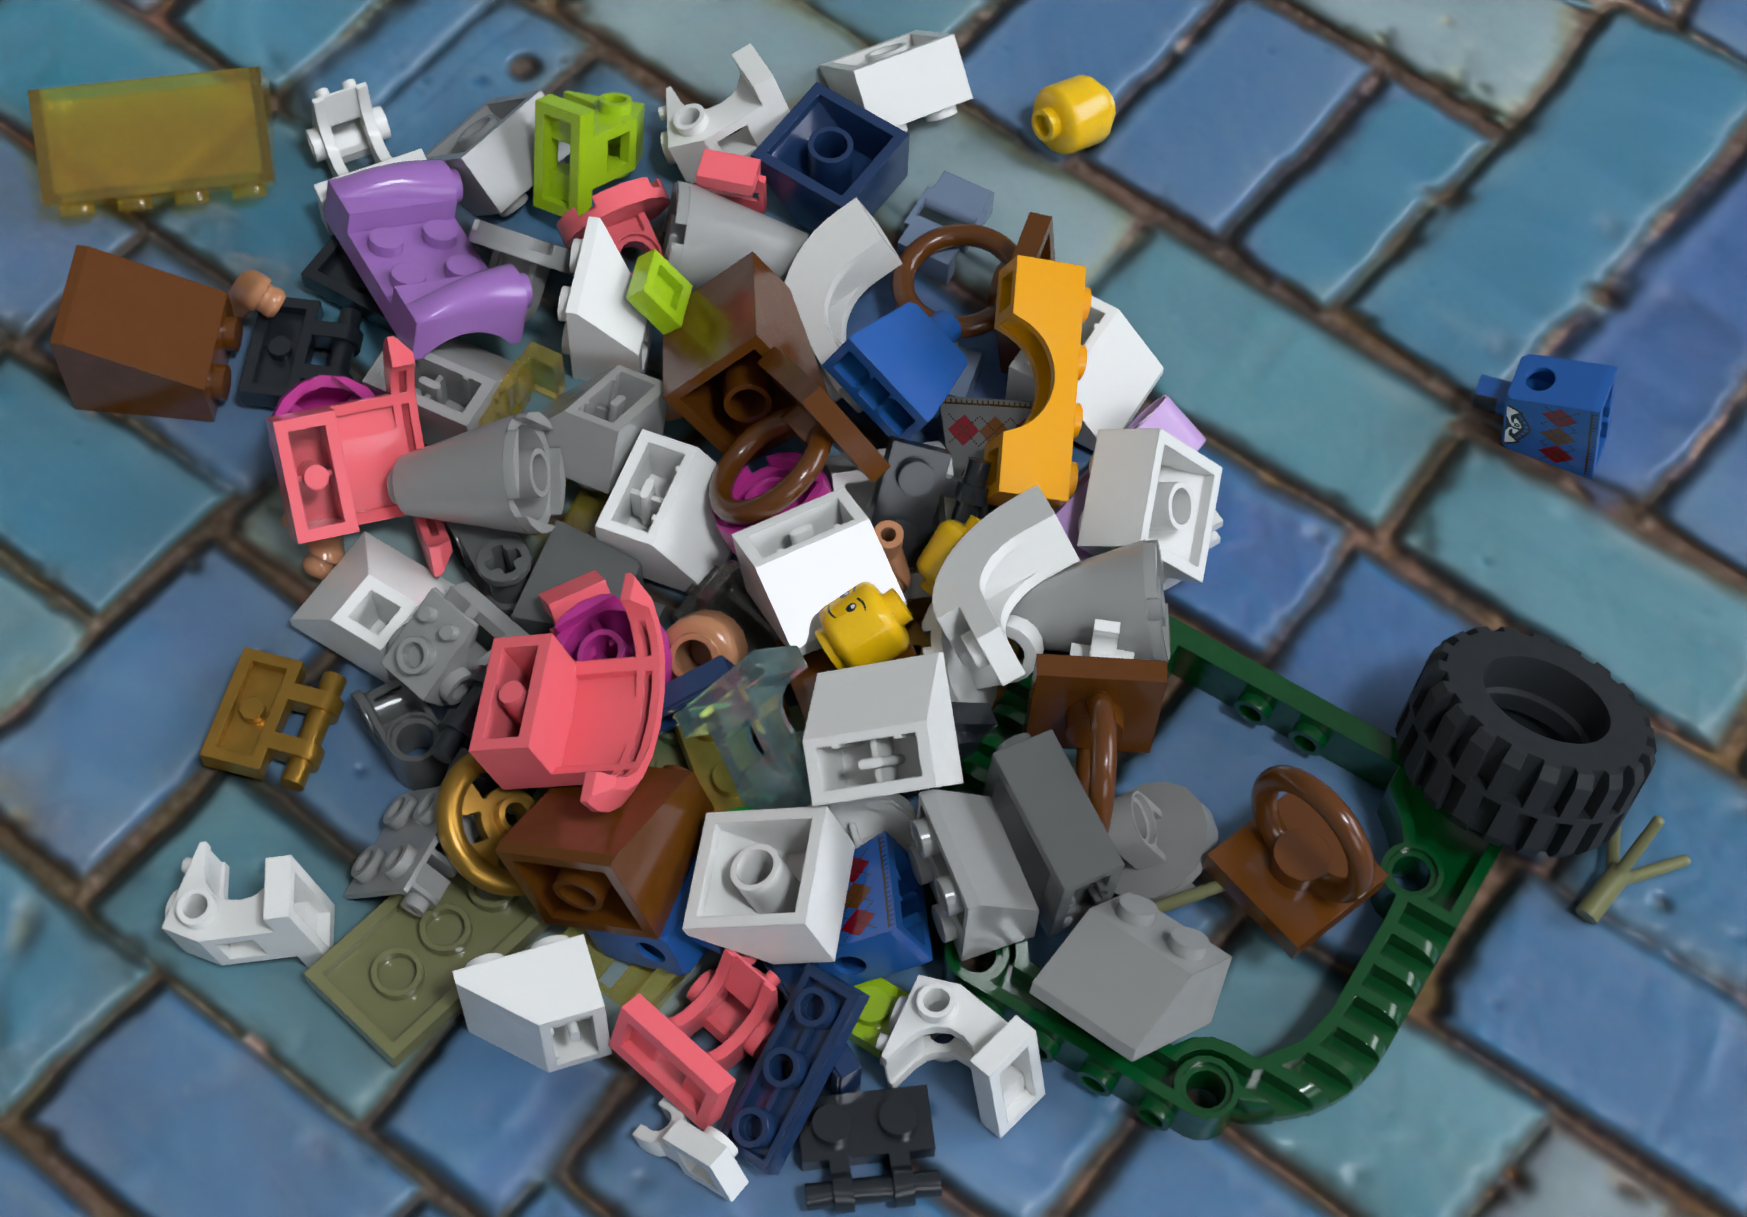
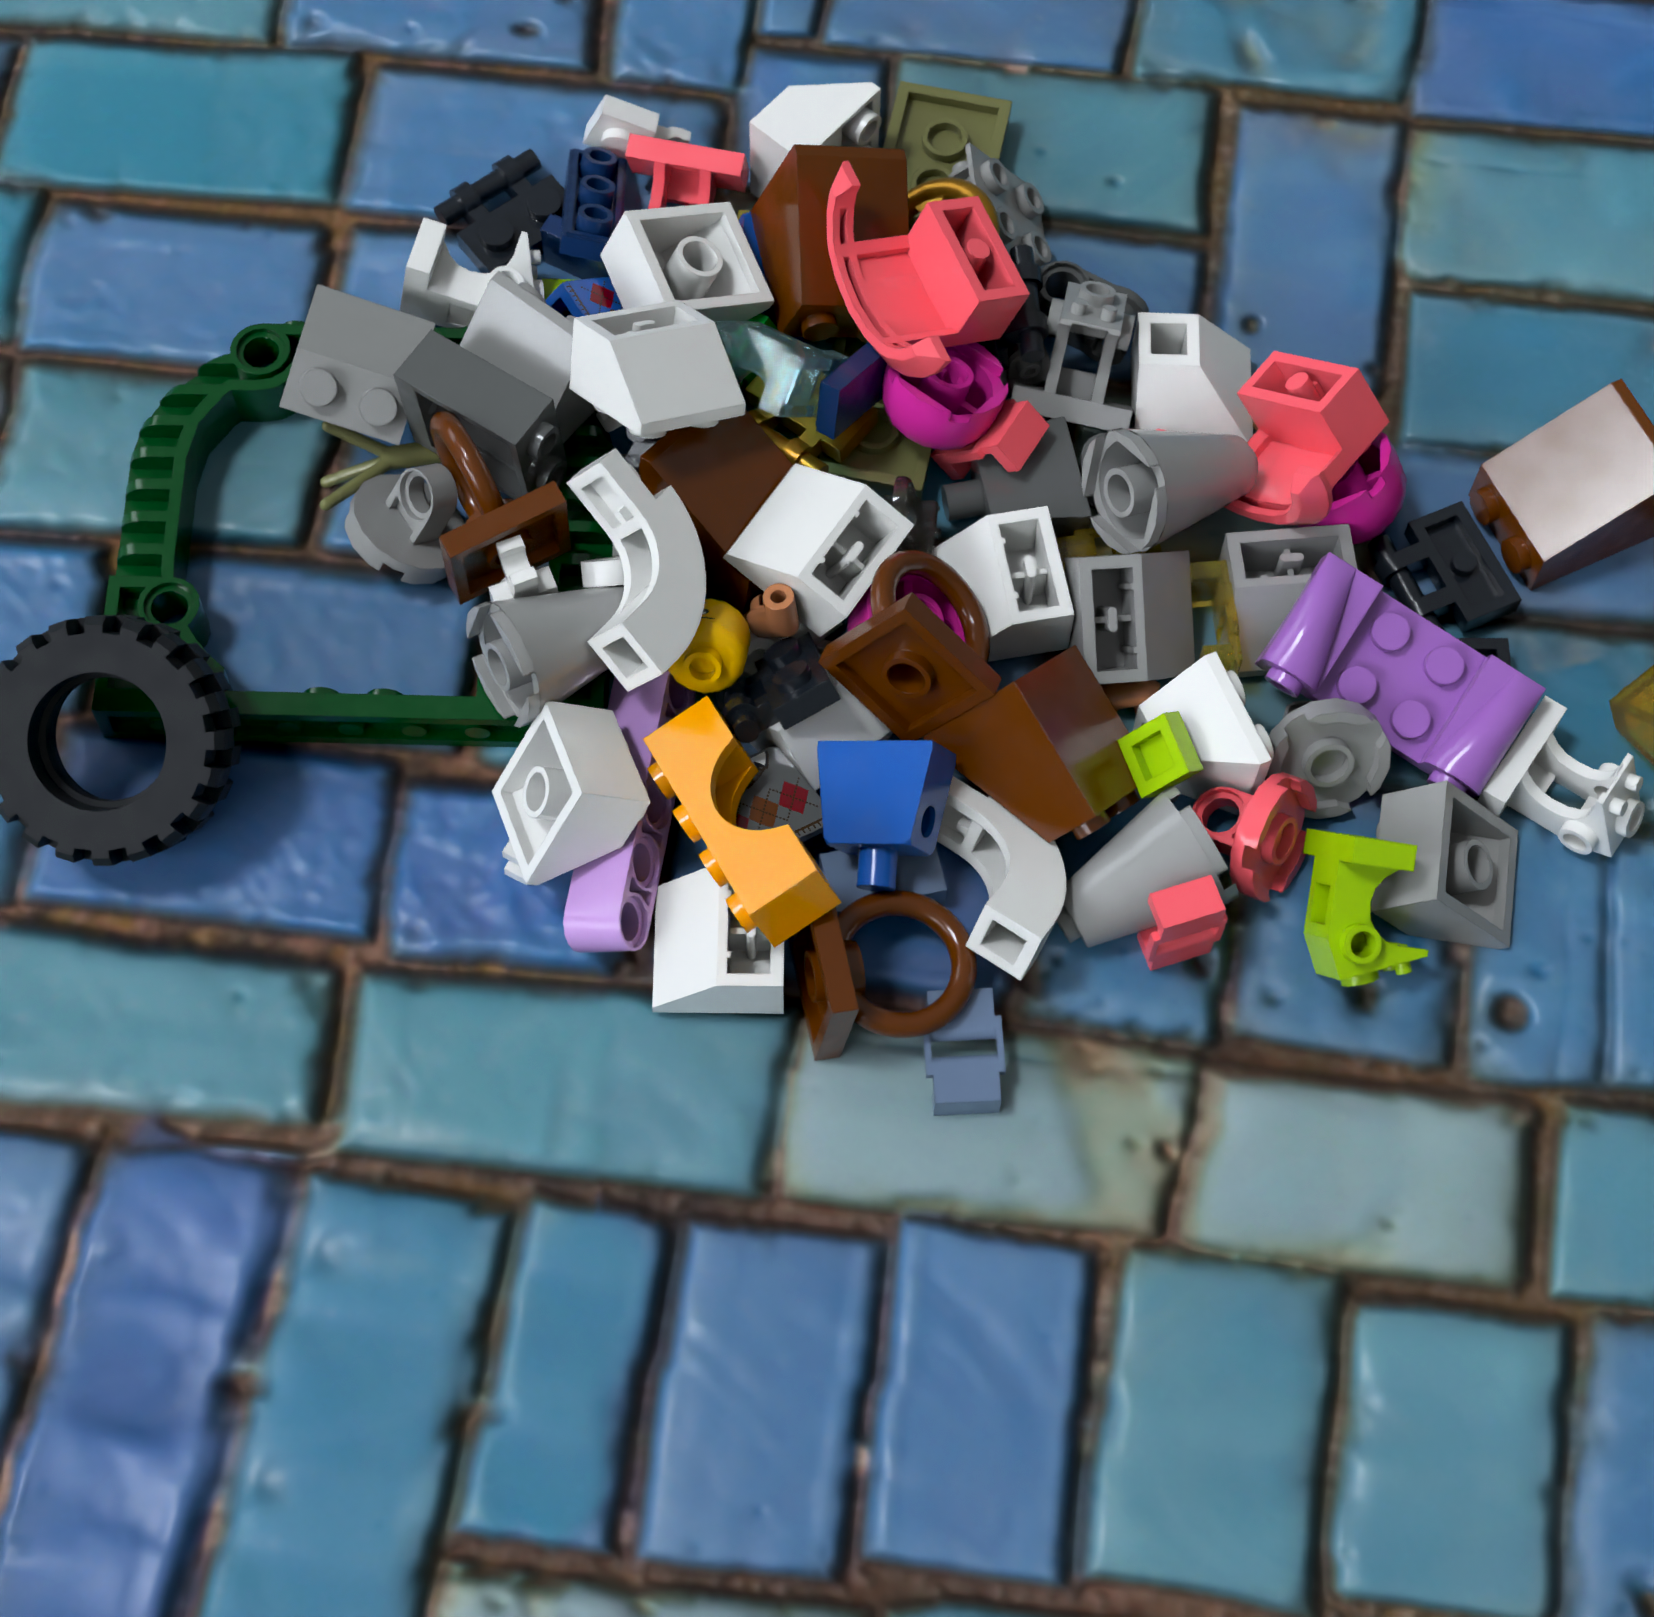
camera: 150 degrees right, 5 degrees up
(254, 291) = (1526, 581): nougat arm -> none
(255, 712) = (1210, 260): pearl gold plate -> none
(278, 922) = (1092, 92): white tile -> none
(703, 637) = (877, 449): nougat head -> none
(753, 105) = (1254, 984): white tile -> none
(830, 155) = (1112, 1023): dark blue slope -> none
(864, 626) = (742, 485): yellow head -> none
(903, 77) = (1126, 1190): white slope -> none
(1073, 114) = (915, 1252): yellow head -> none
(1298, 859) = (261, 530): reddish brown tile -> none
(1553, 410) = (234, 1153): blue torso -> none

